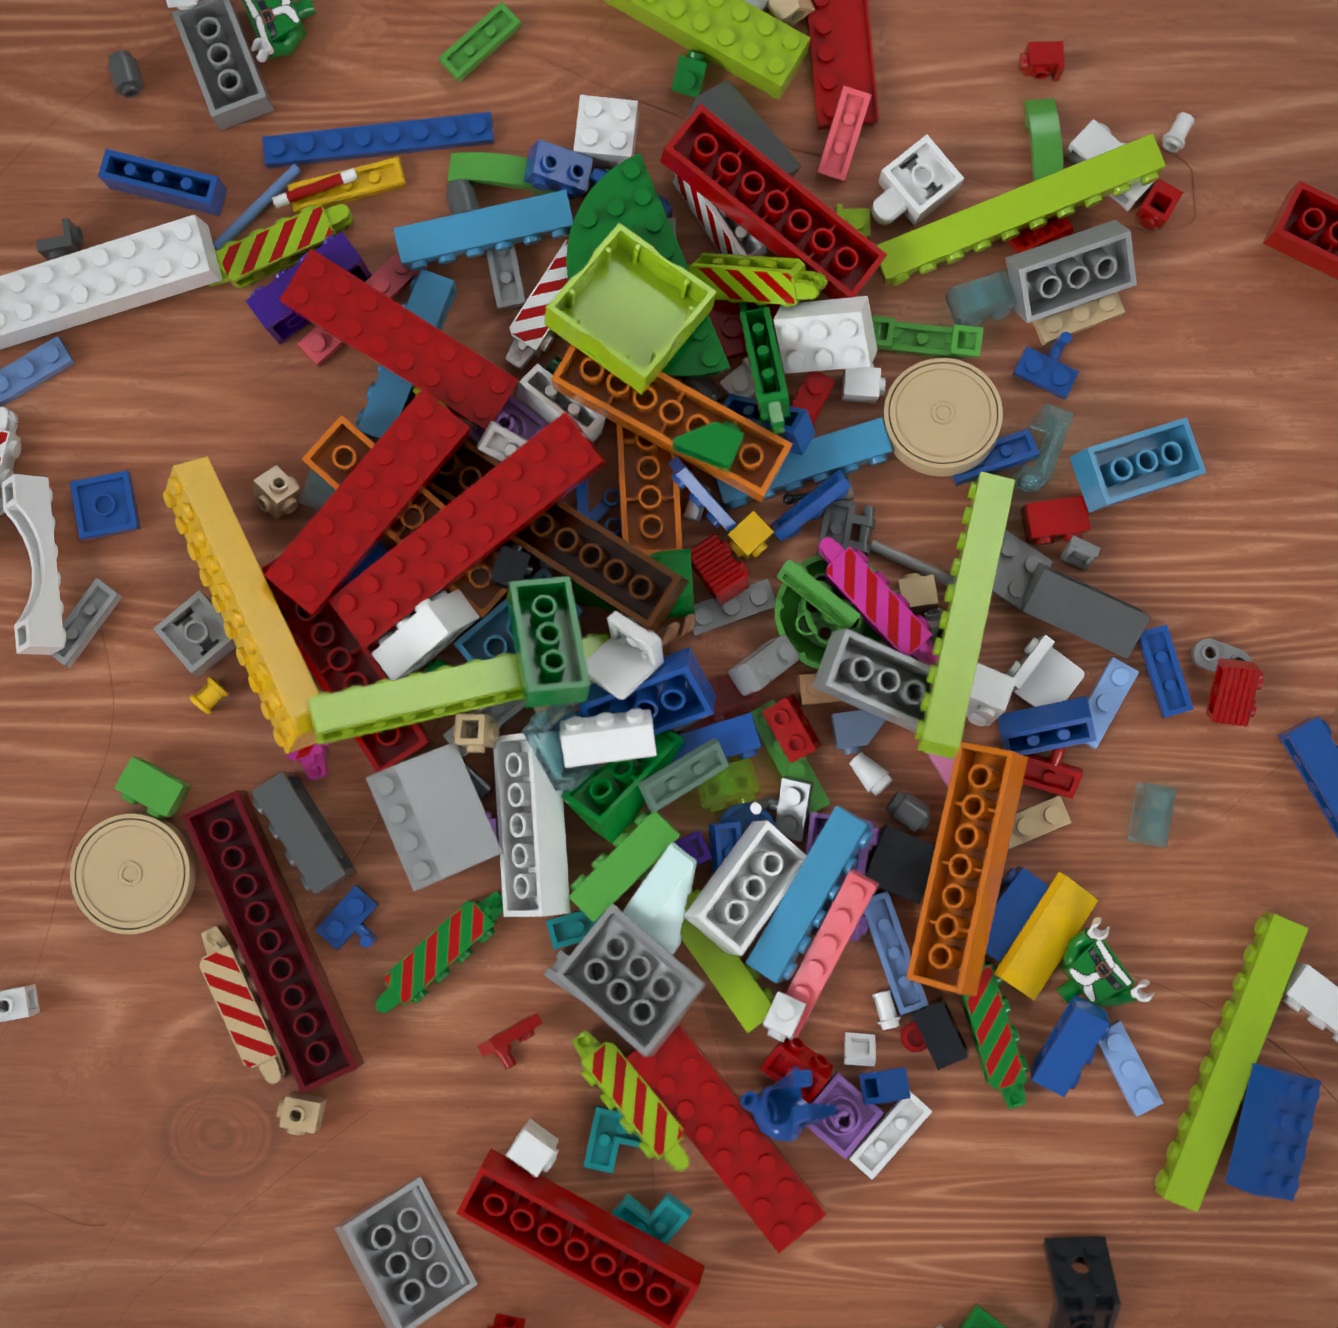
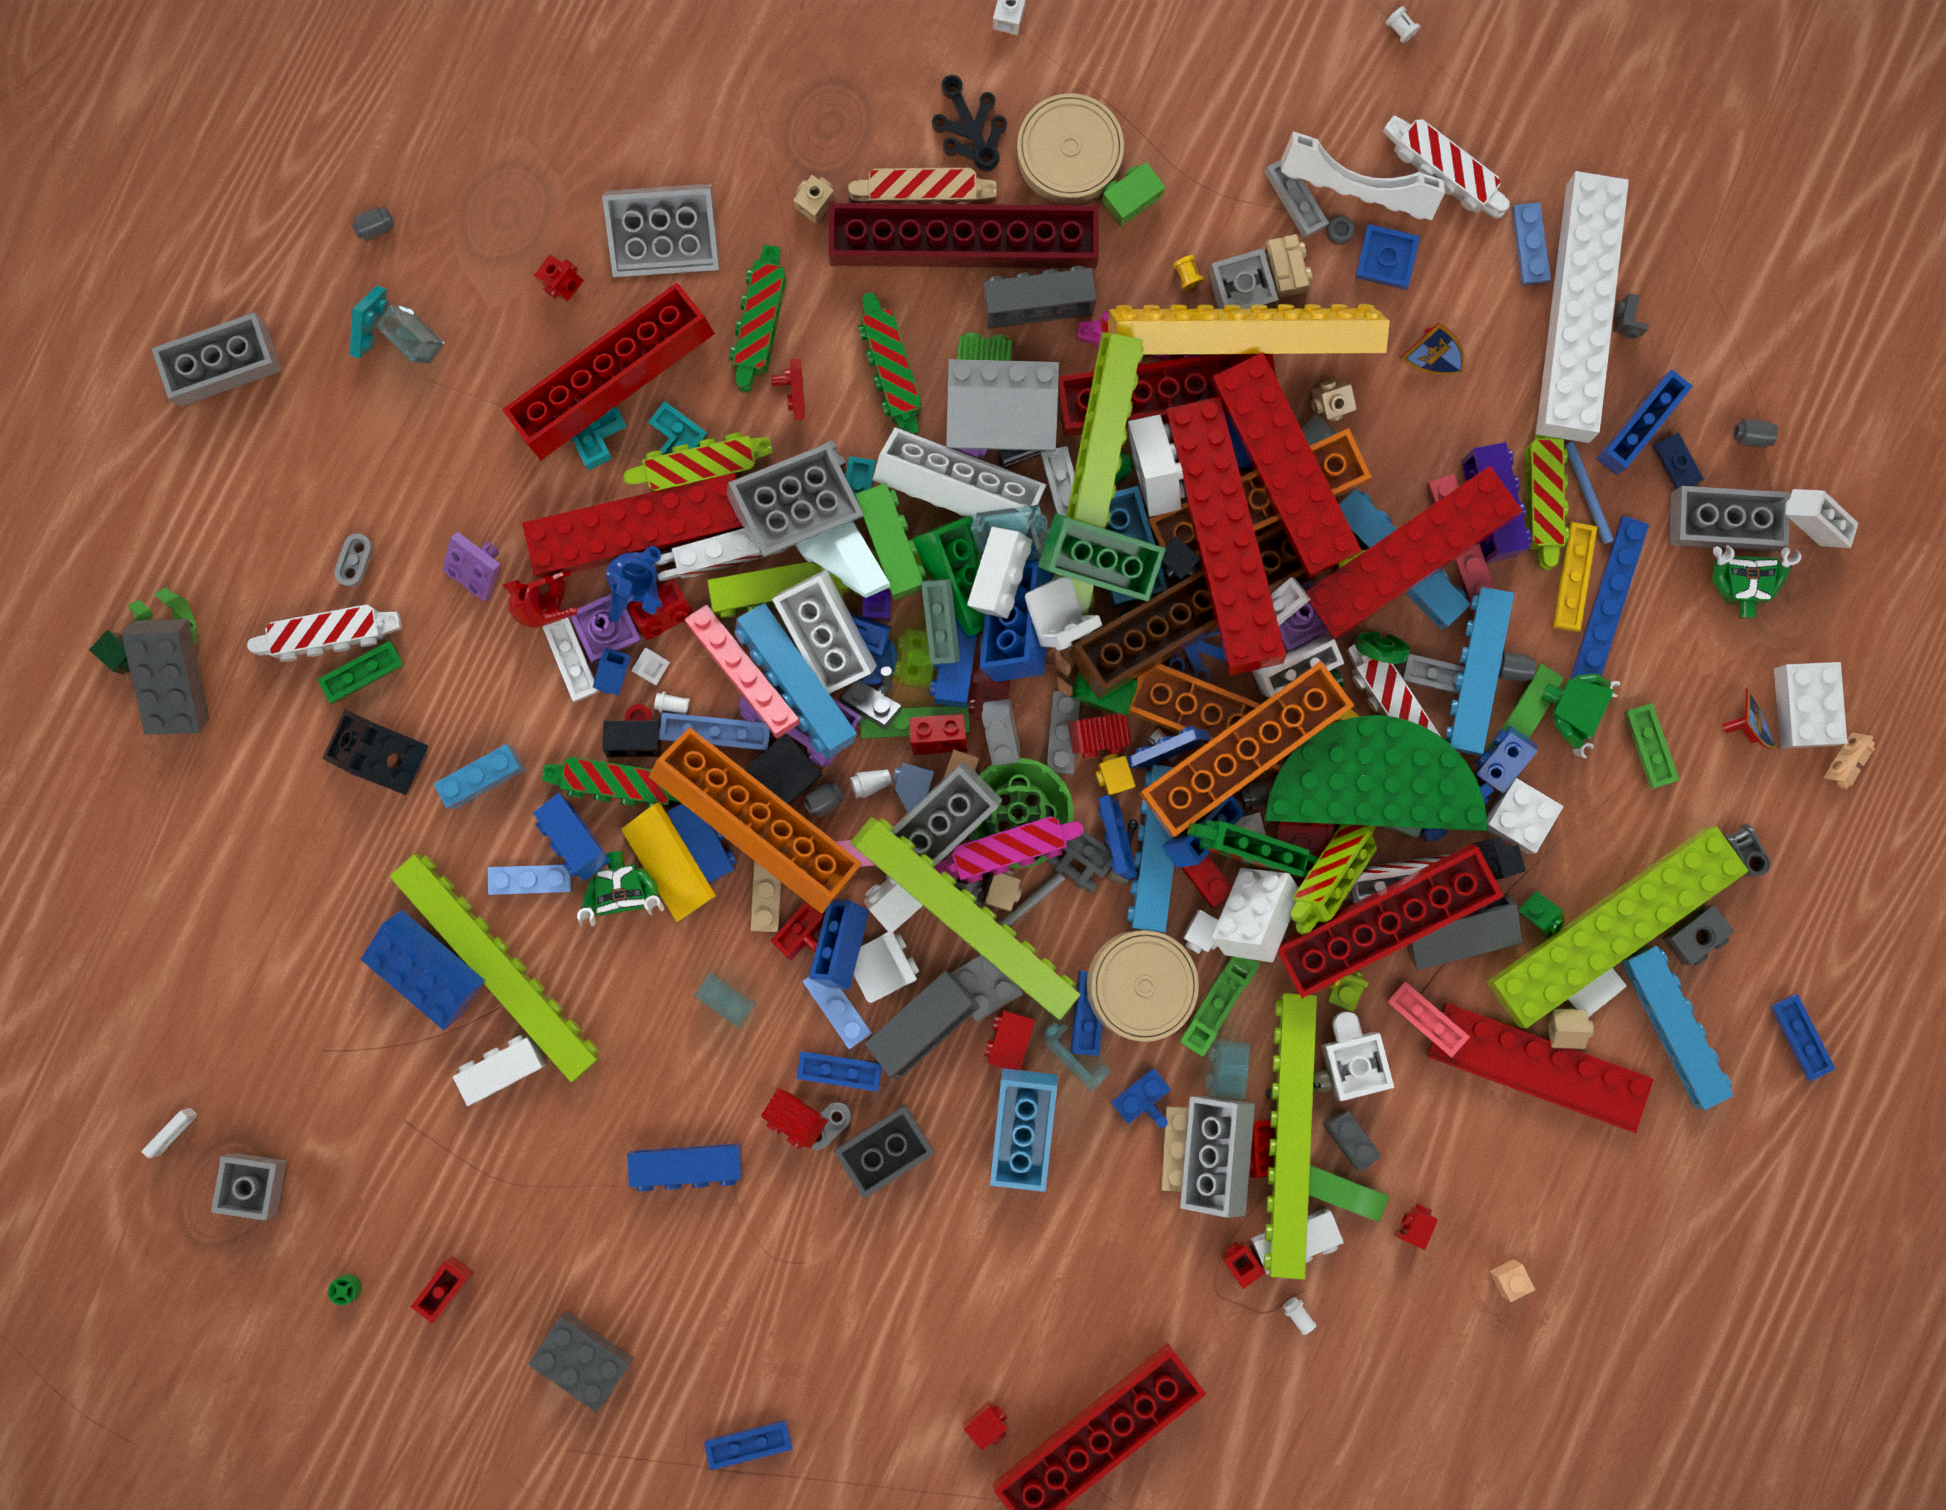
camera: 105 degrees right, 0 degrees up
(98, 564) = (1340, 230): none -> dark grey tile
(156, 985) = (972, 128): none -> black plant
(158, 598) = (1288, 266): none -> tan brick
(181, 412) = (1436, 352): none -> shield
(188, 136) = (1678, 462): none -> dark blue plate
(314, 188) = (1583, 547): red bar -> none
(349, 918) = (952, 304): blue plate -> none
(384, 863) = (977, 348): none -> bright green brick
(451, 1110) = (759, 318): none -> green hinge
(475, 120) = (1580, 708): none -> green torso
(476, 731) = (1056, 471): tan brick -> none
(504, 332) = (1383, 649): none -> green tile
(534, 1148) = (698, 367): white brick -> none
(630, 308) = (1351, 753): lime tile -> none
(657, 131) = (1500, 858): none -> black brick
(712, 444) = (1203, 767): green slope -> none
(721, 1044) = (710, 555): none -> white hinge
(783, 1017) = (706, 614): white bracket -> none
(818, 594) = (1038, 804): bright green plate -> none
(845, 1283) = (472, 565): none -> medium lavender plate
(857, 1195) = (538, 609): none -> red piece
(952, 206) = (1321, 1083): none -> dark tan hinge
(991, 155) = (1352, 1139): none -> dark grey brick
(1053, 1169) = (479, 776): none -> dark azure brick
(1080, 553) = (972, 1047): light grey tile -> none
(1221, 590) = (884, 1151): none -> dark grey brick

